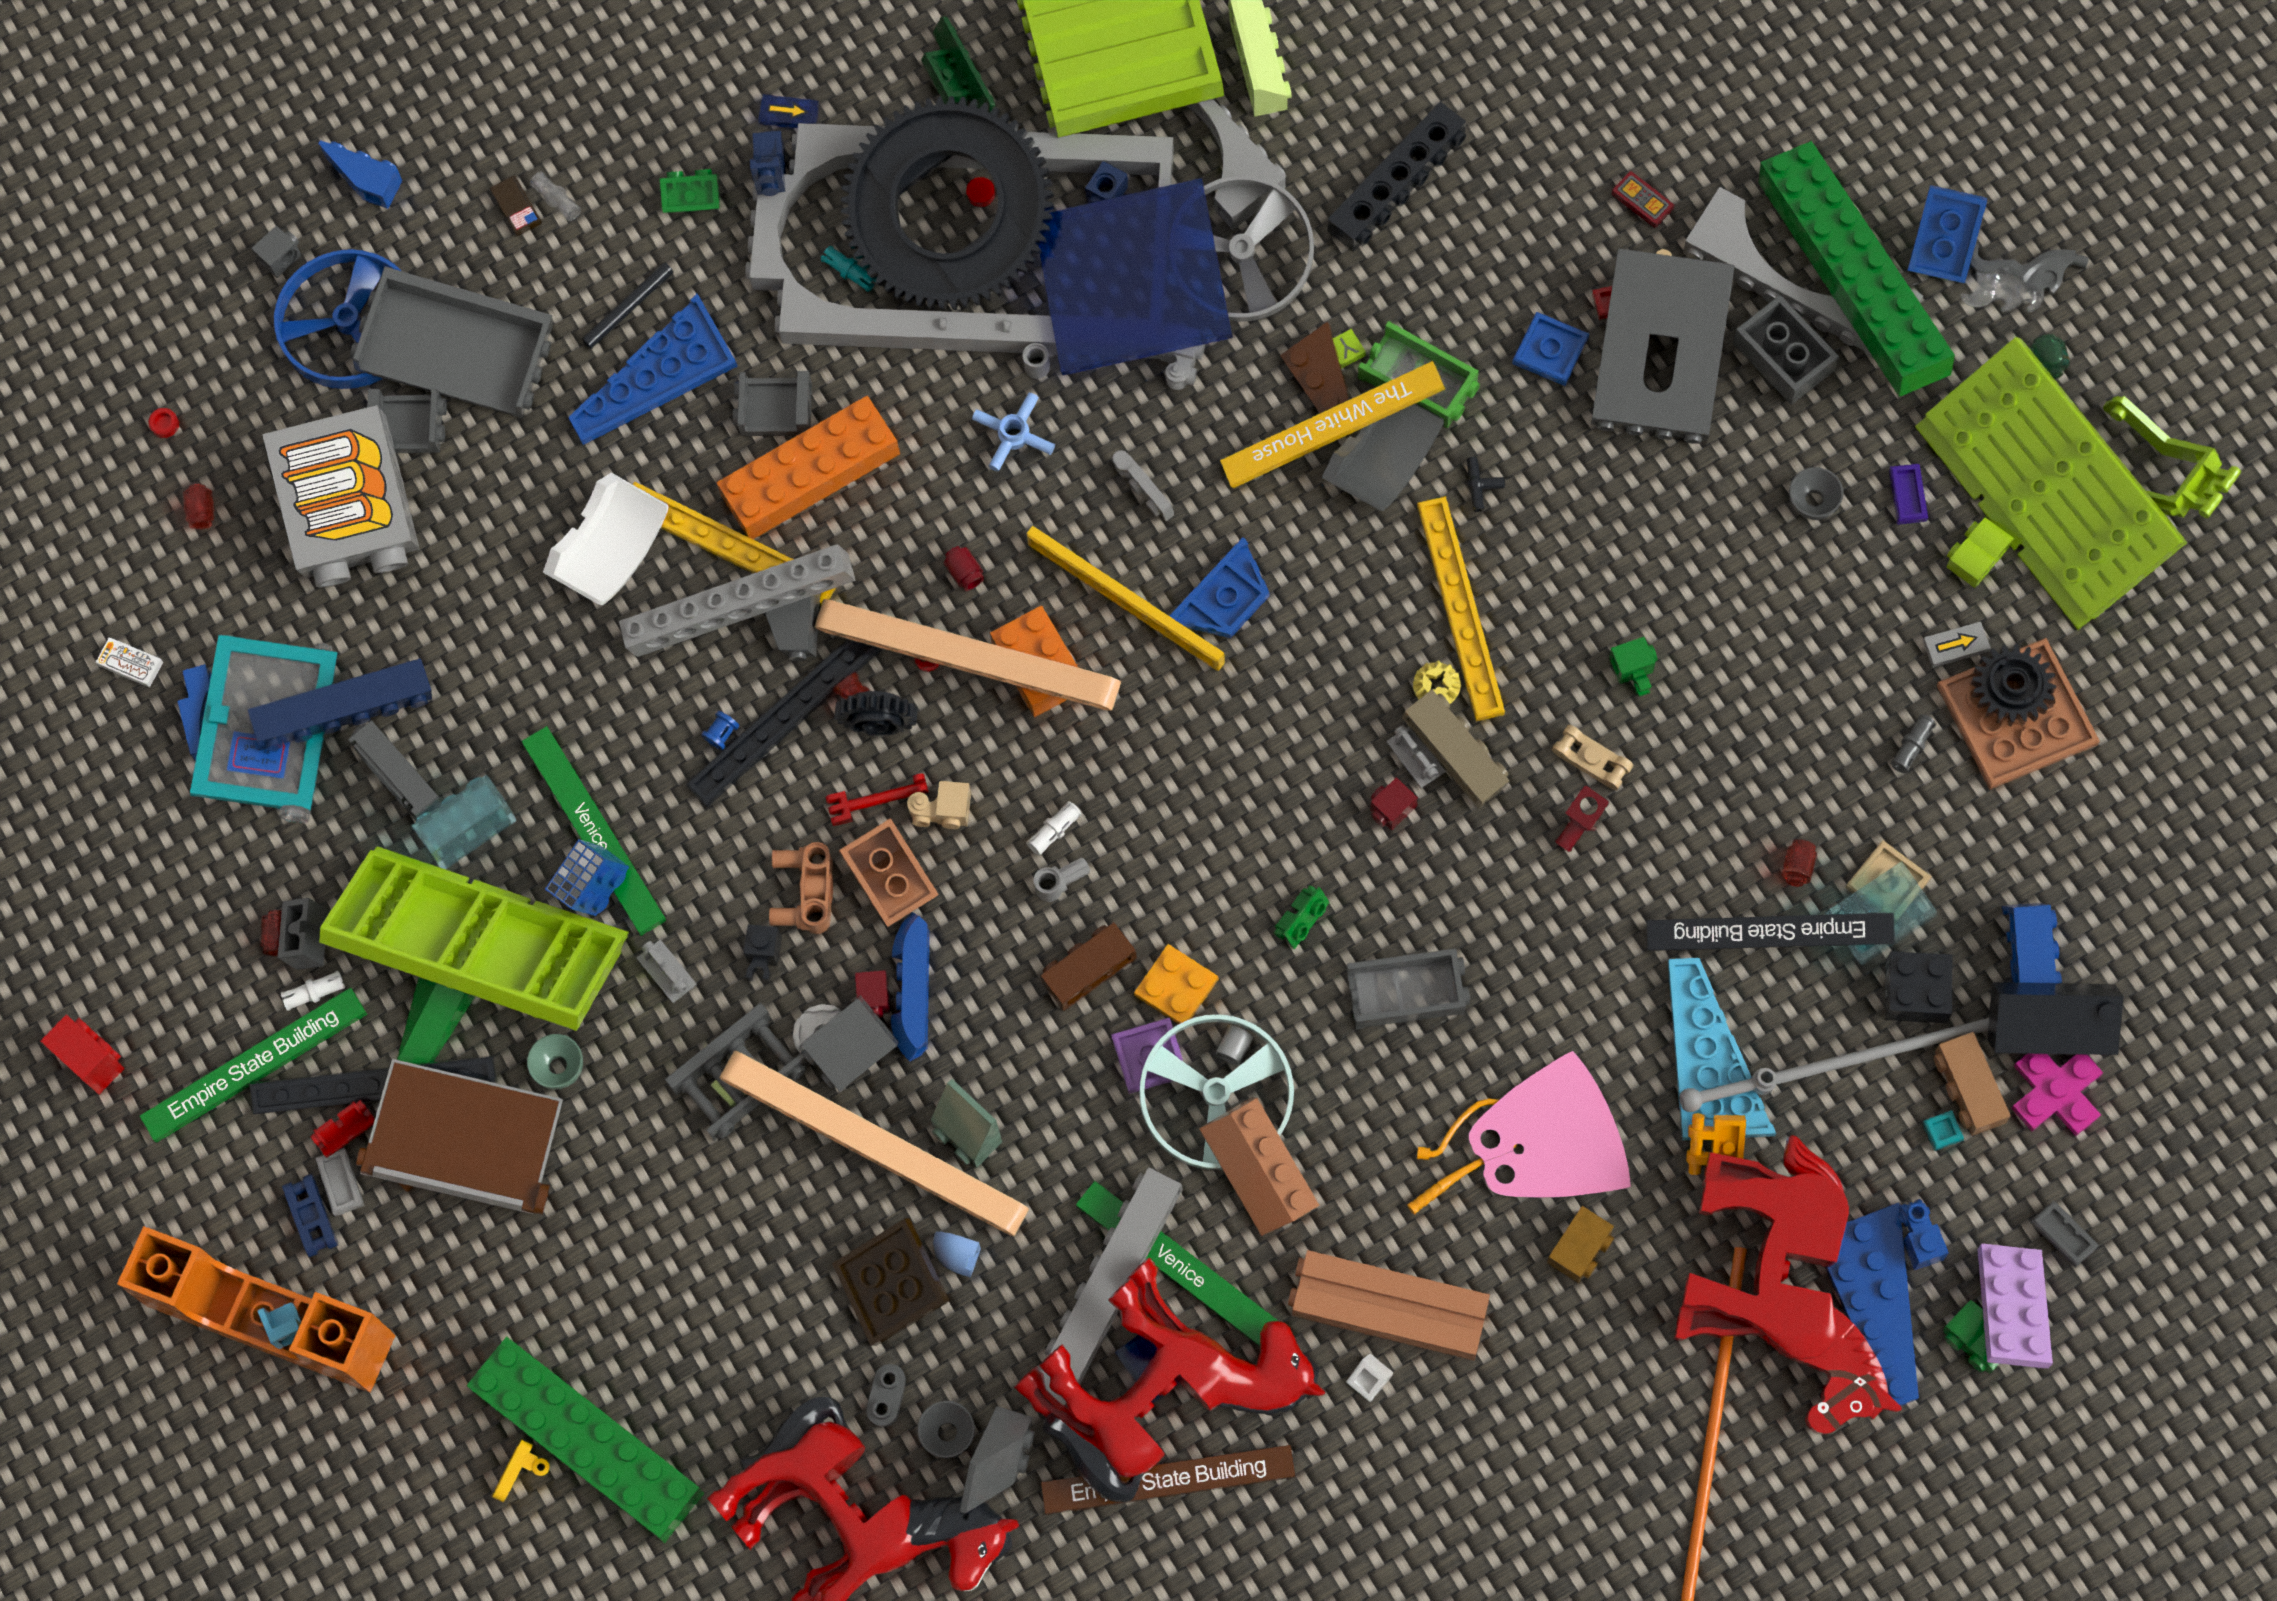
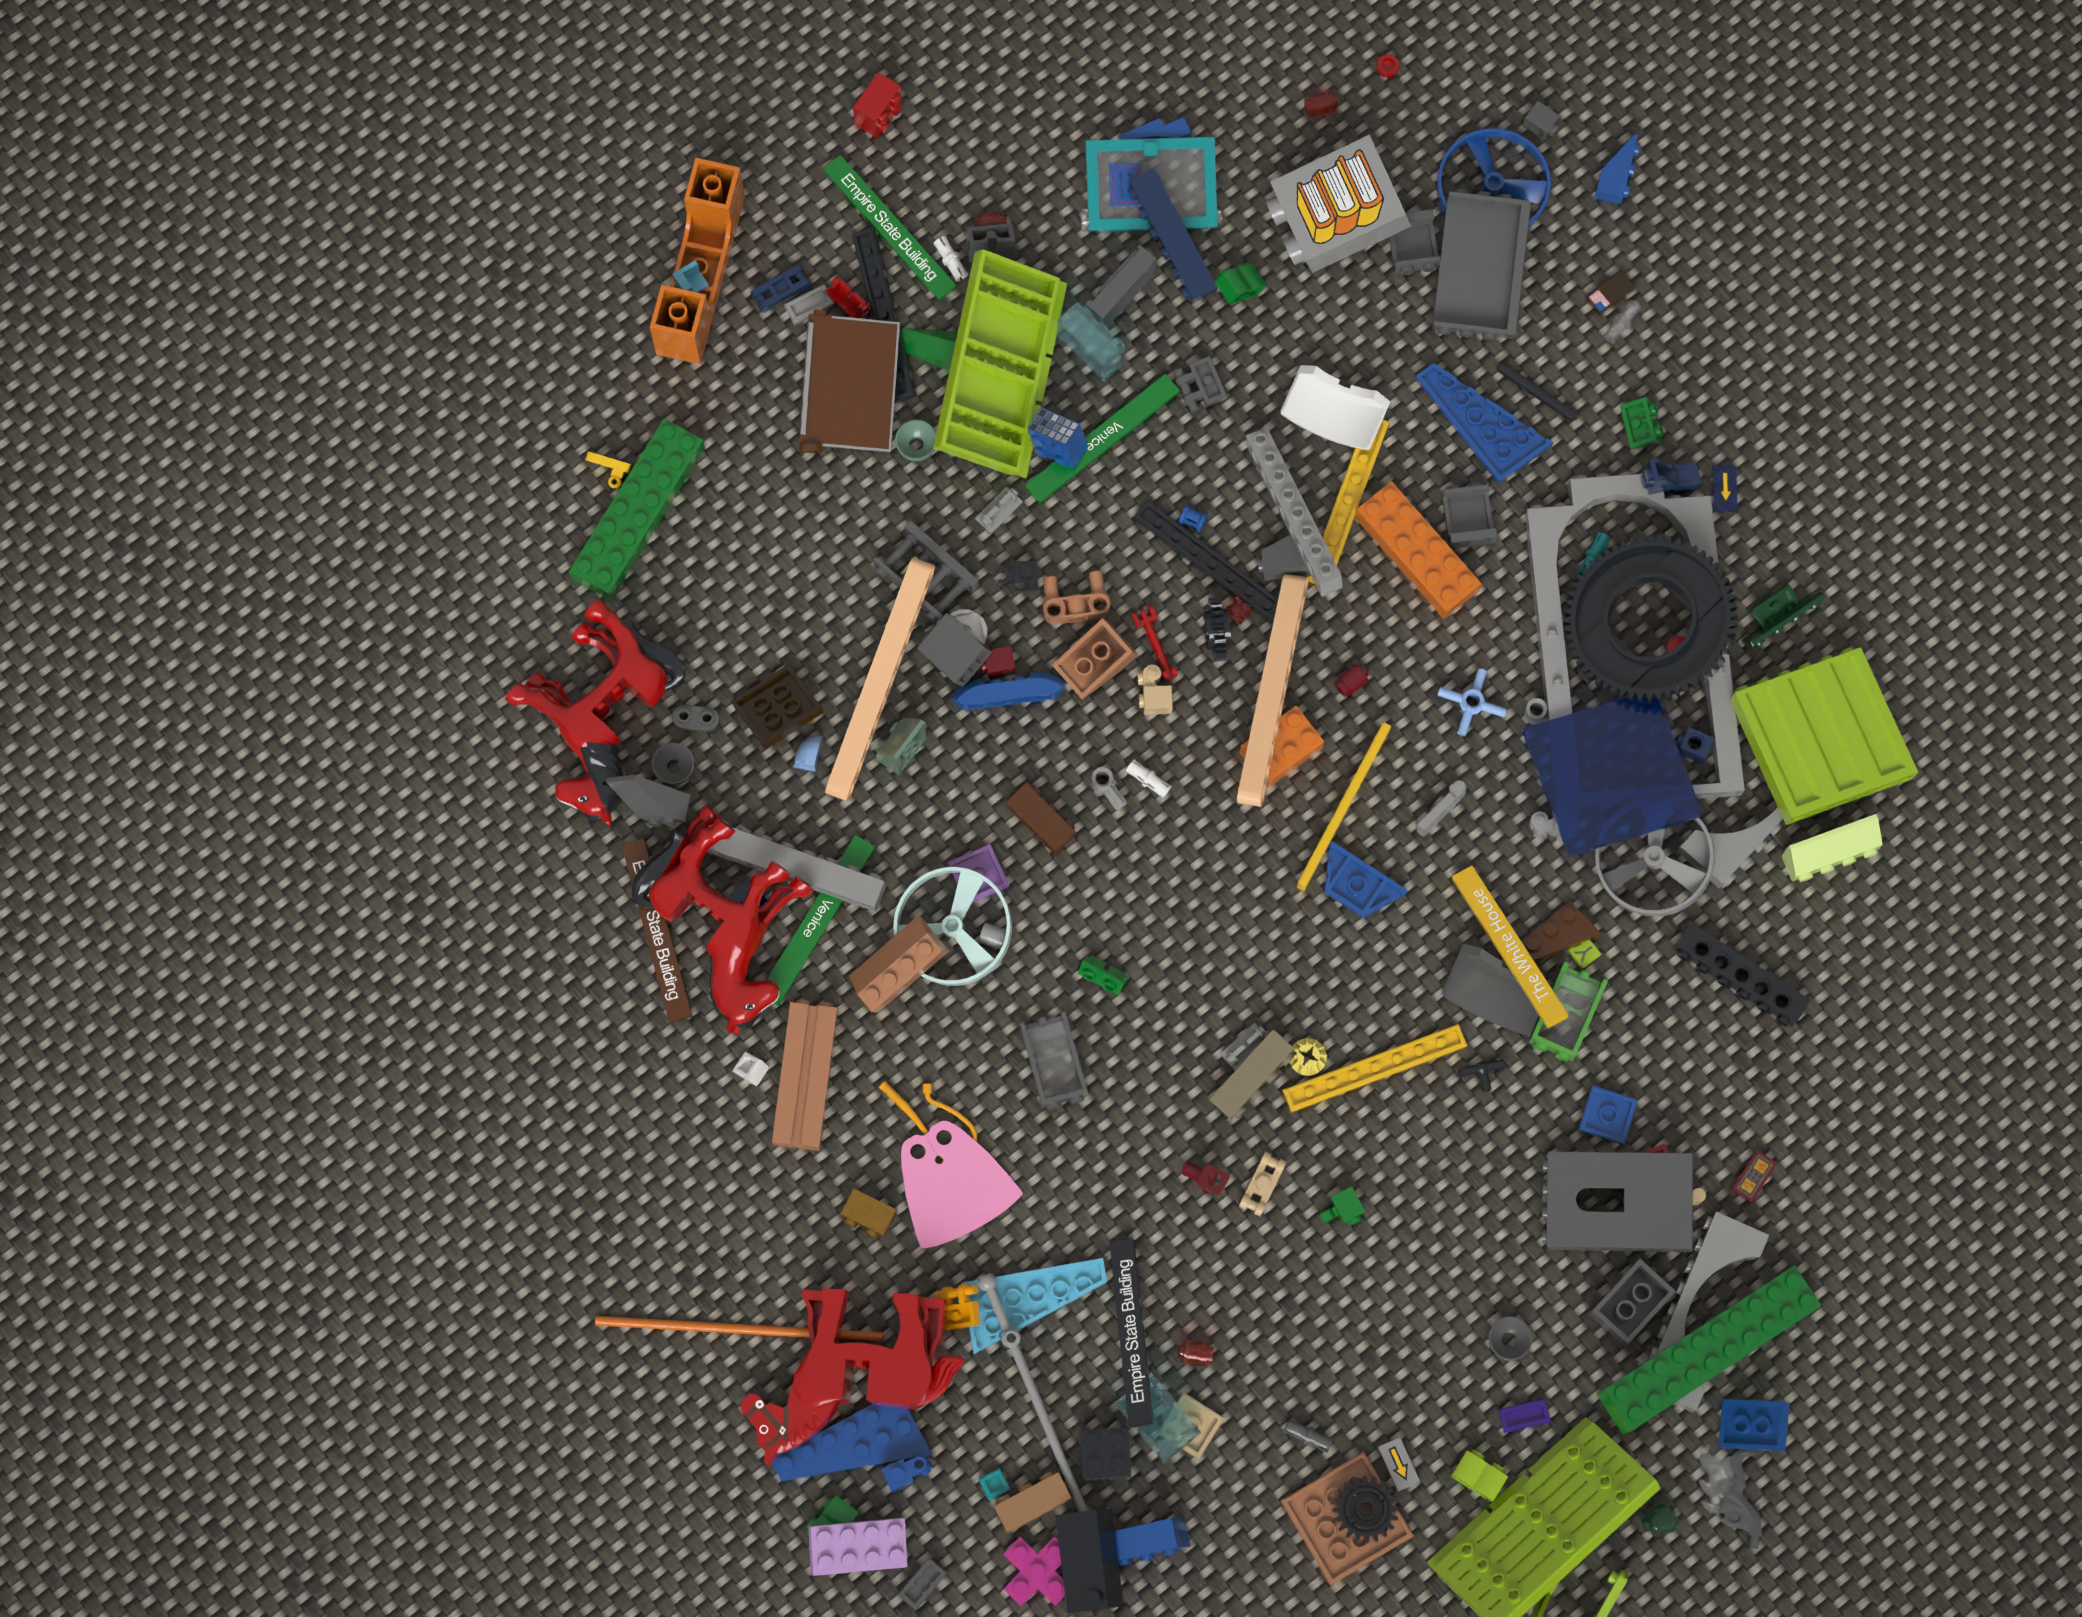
camera: 75 degrees right, 5 degrees up
(129, 662) = (1190, 79): white tile -> none
(418, 631) = (1240, 282): none -> green brick
(543, 691) = (1206, 380): none -> dark grey plate
(1176, 985) = (1035, 887): light orange plate -> none
(1392, 804) = (1201, 1032): dark red brick -> none

